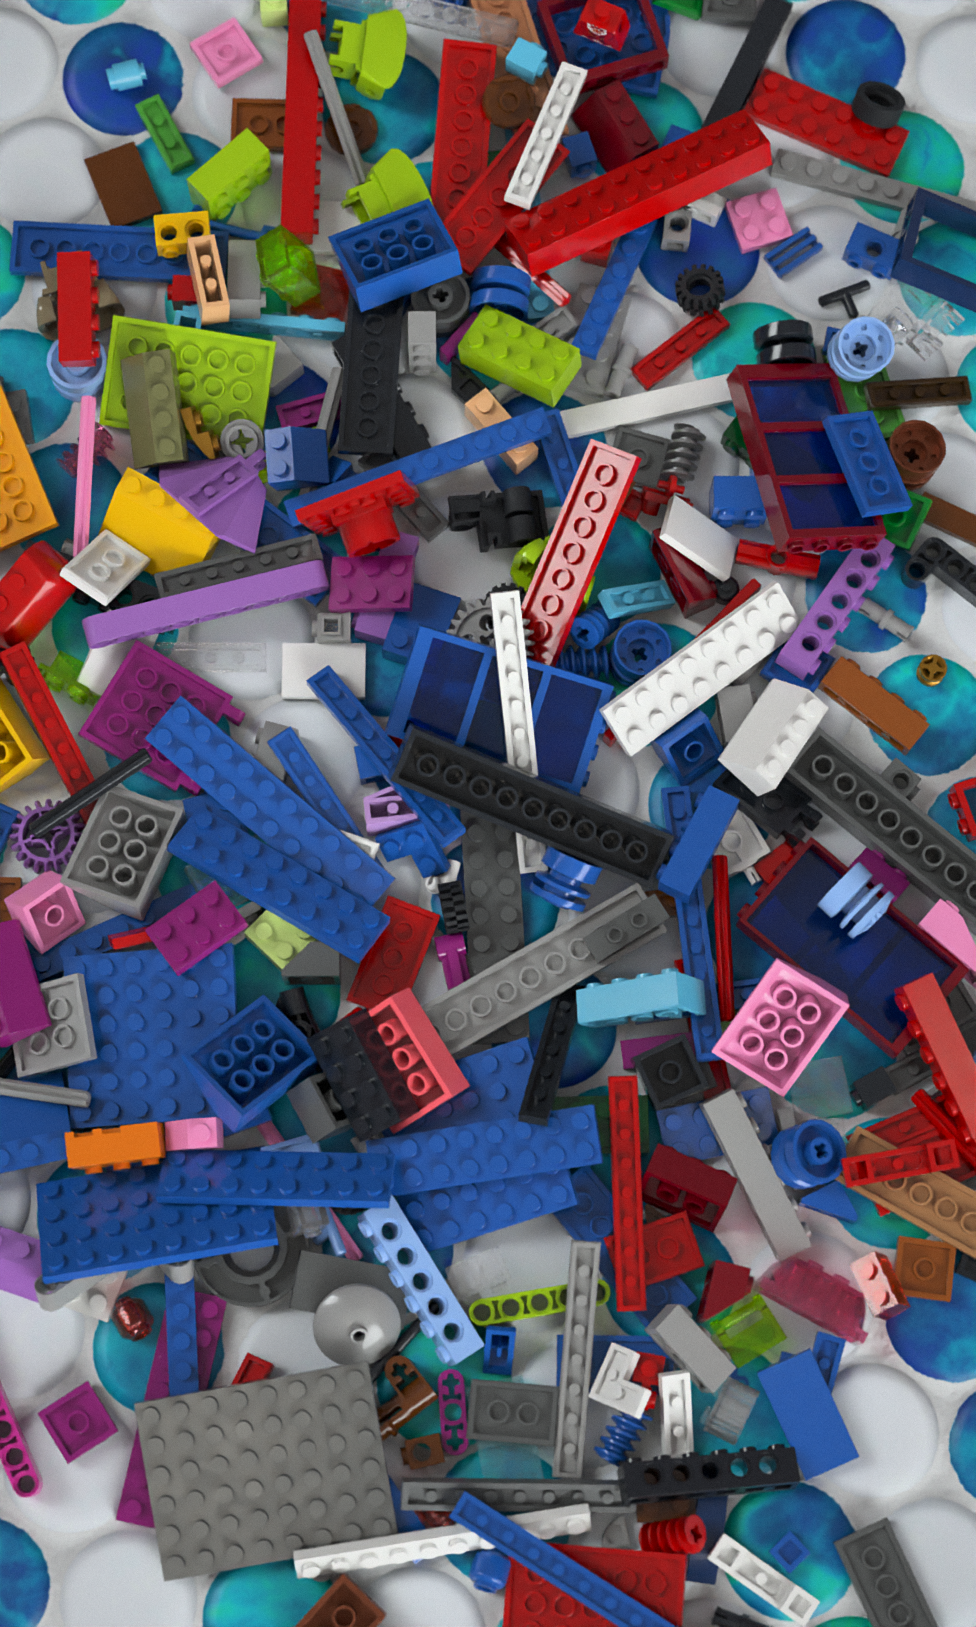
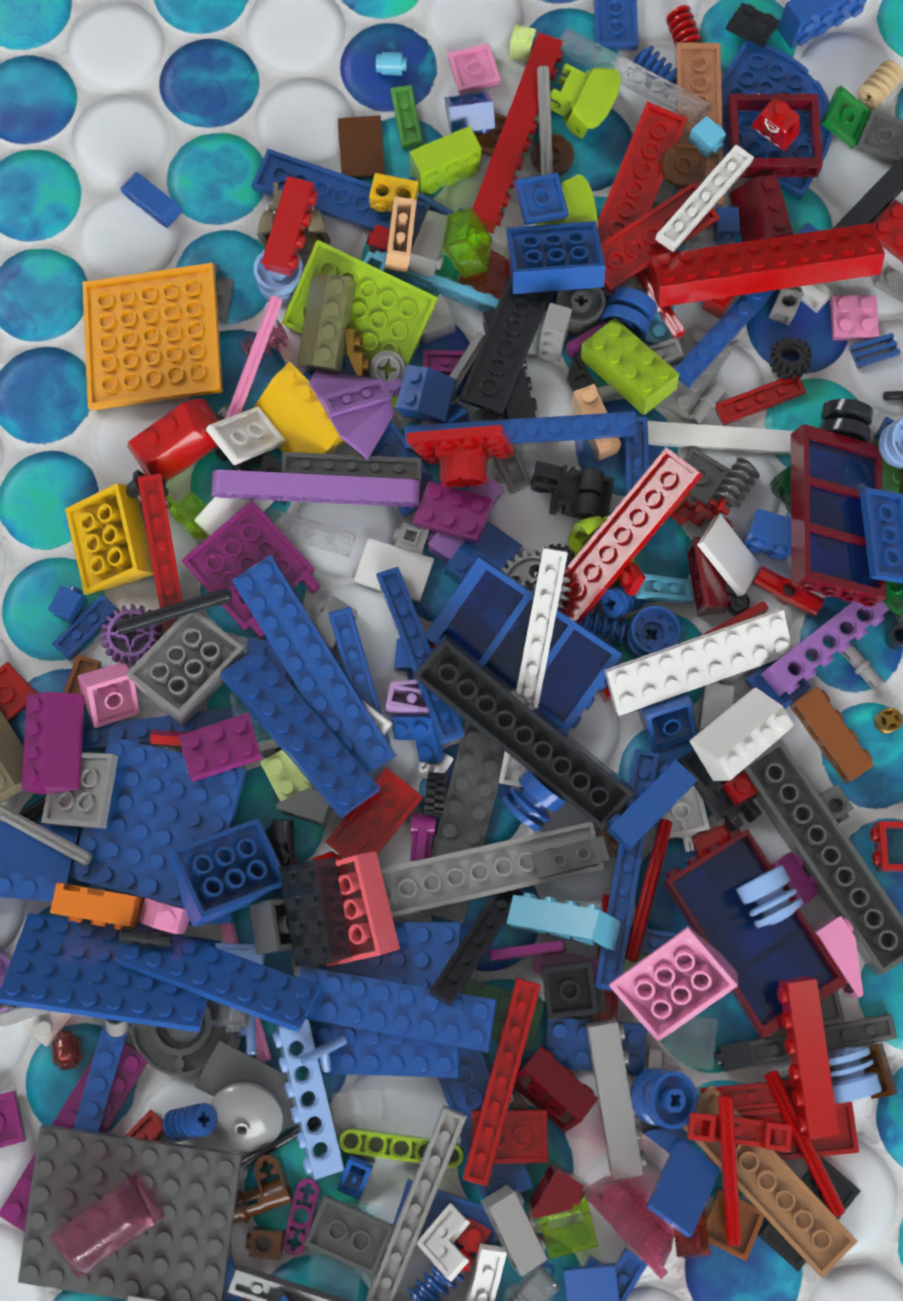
camera: 20 degrees right, 0 degrees up
(183, 1162) = (145, 937): none -> black pin
(239, 108) = (470, 110): none -> slope
(244, 1483) = (106, 1225): none -> clear pink windscreen
(298, 1347) = (190, 1122): none -> blue piece
(358, 191) = (541, 198): none -> blue plate
(420, 1226) = (323, 1053): none -> medium blue piece
(598, 598) = (631, 579): none -> red plate
(611, 1046) = (528, 951): none -> magenta tile
(790, 796) = (740, 788): none -> red plate
(858, 1241) = (683, 1187): none -> blue tile
(901, 1207) = (729, 1169): none -> red axle

